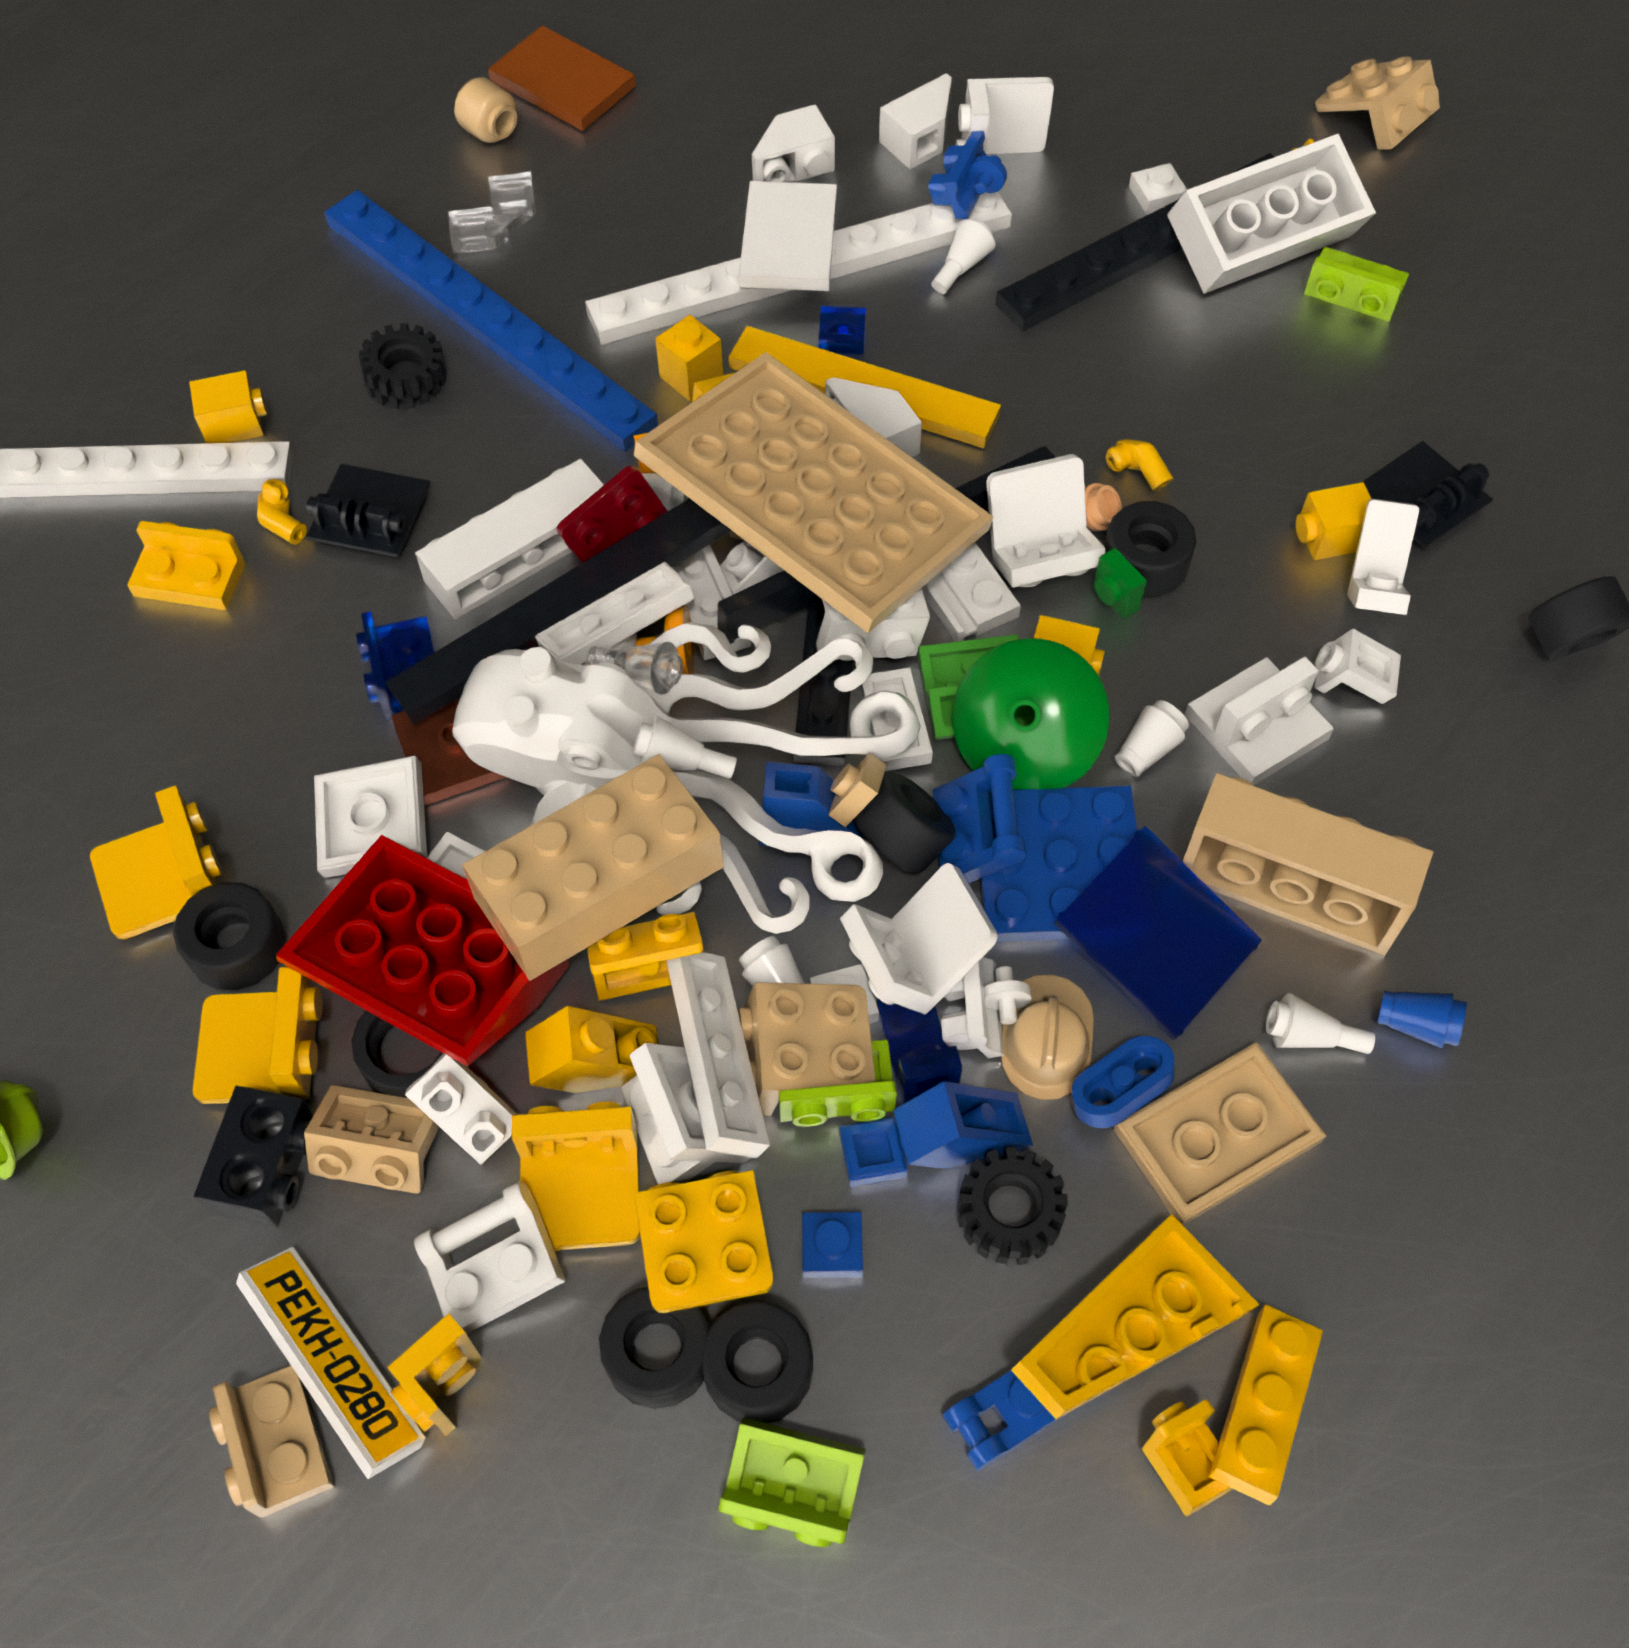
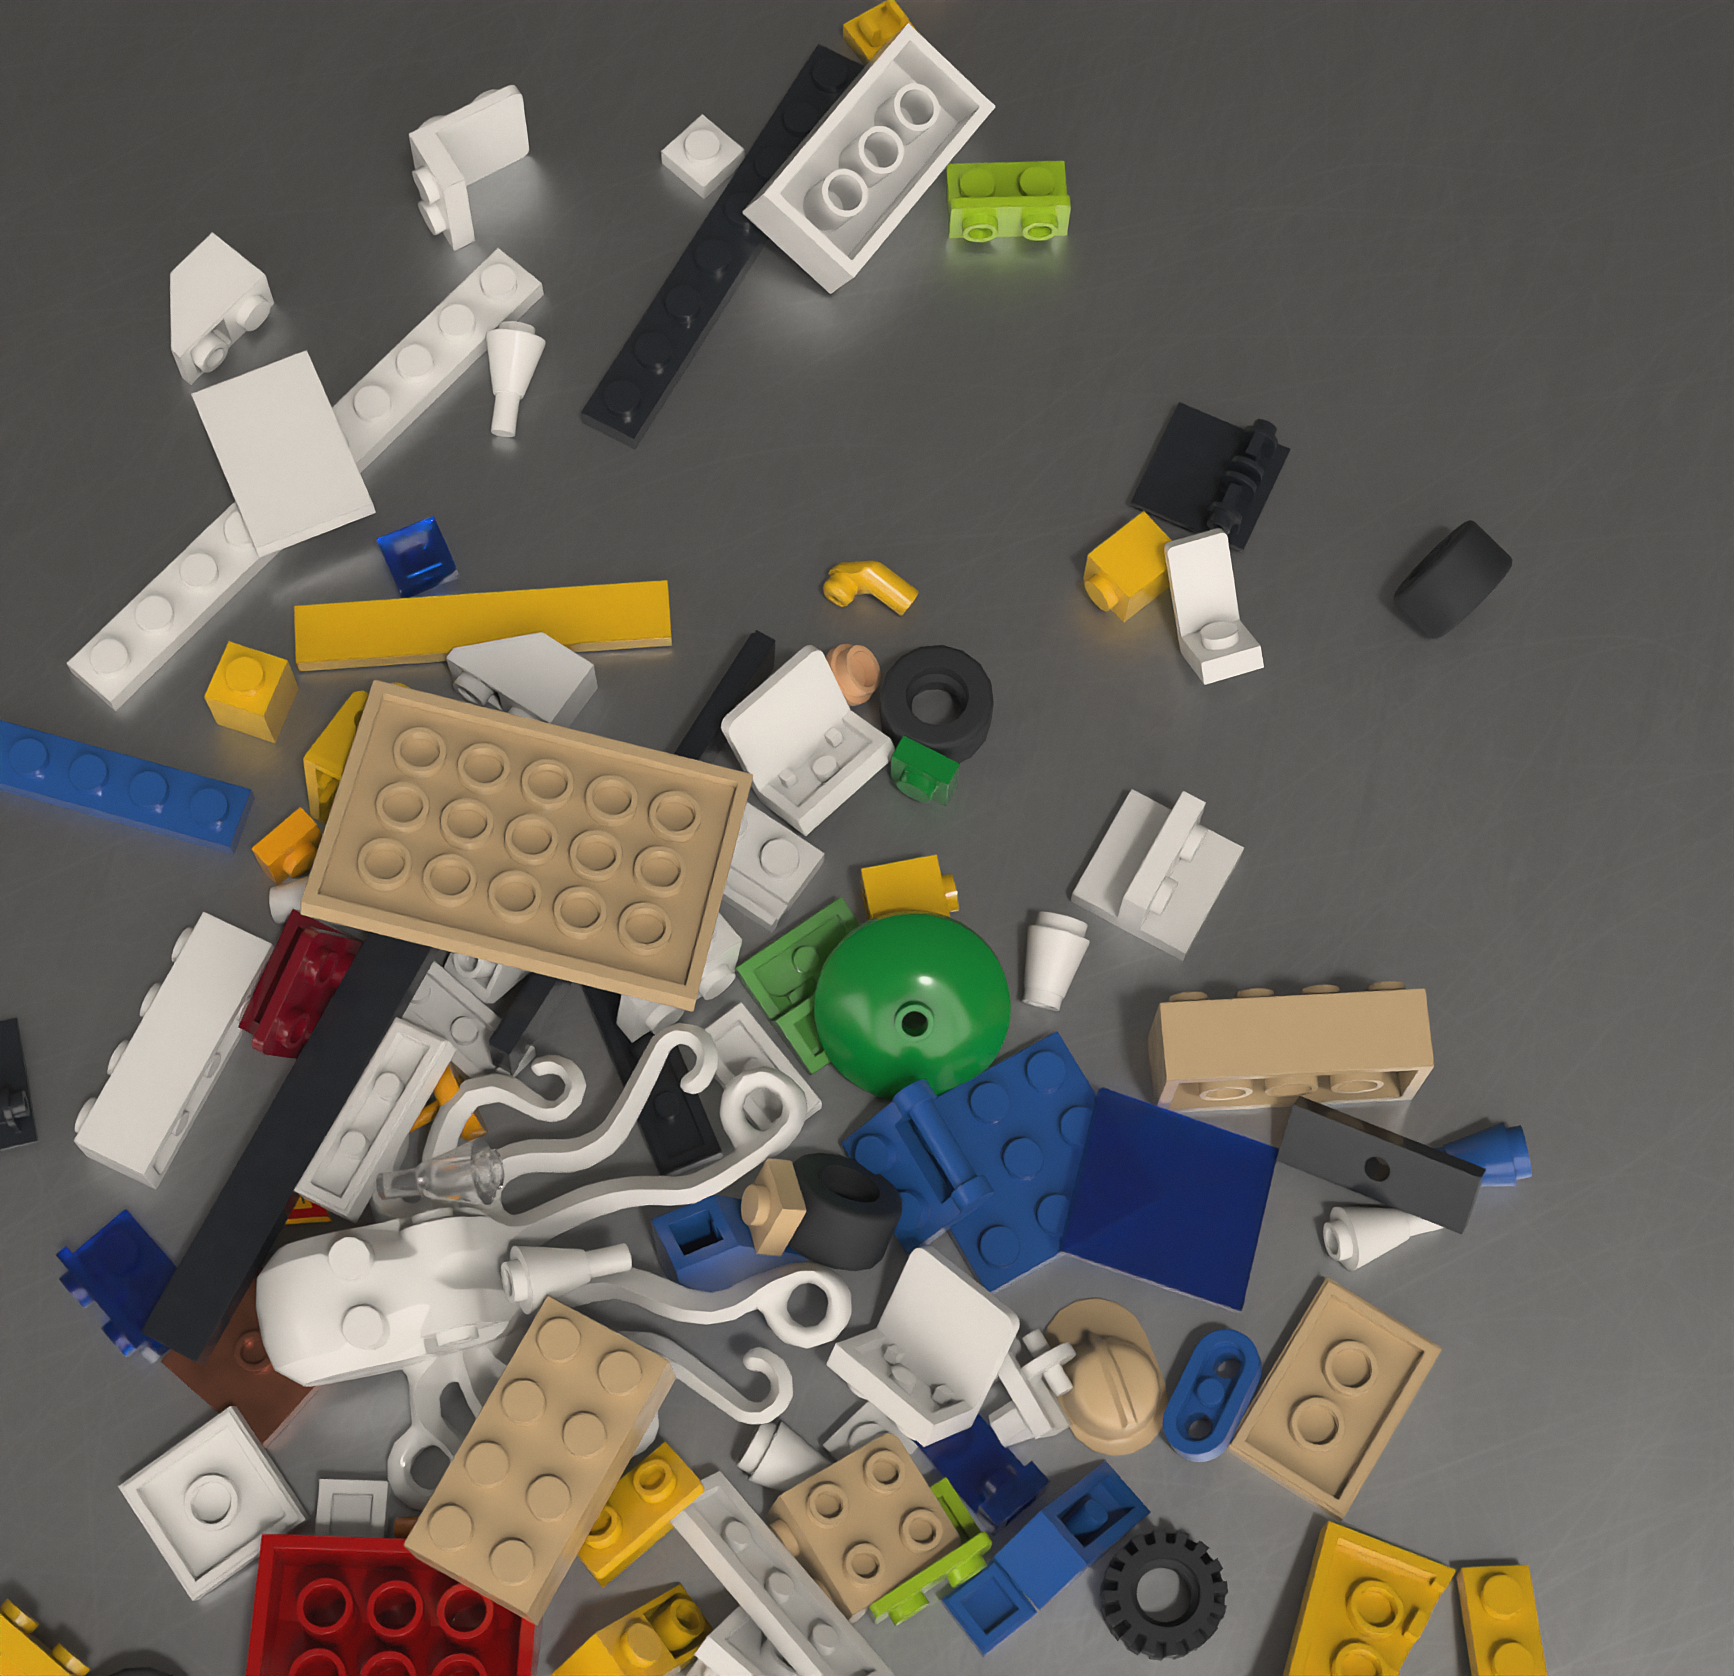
camera: 30 degrees left, 10 degrees up
(917, 122) = (353, 190): white slope -> none
(967, 176) = (477, 262): blue hips -> none
(1359, 664) = (1237, 754): white bracket -> none
(1365, 999) = (1345, 1153): none -> black tile

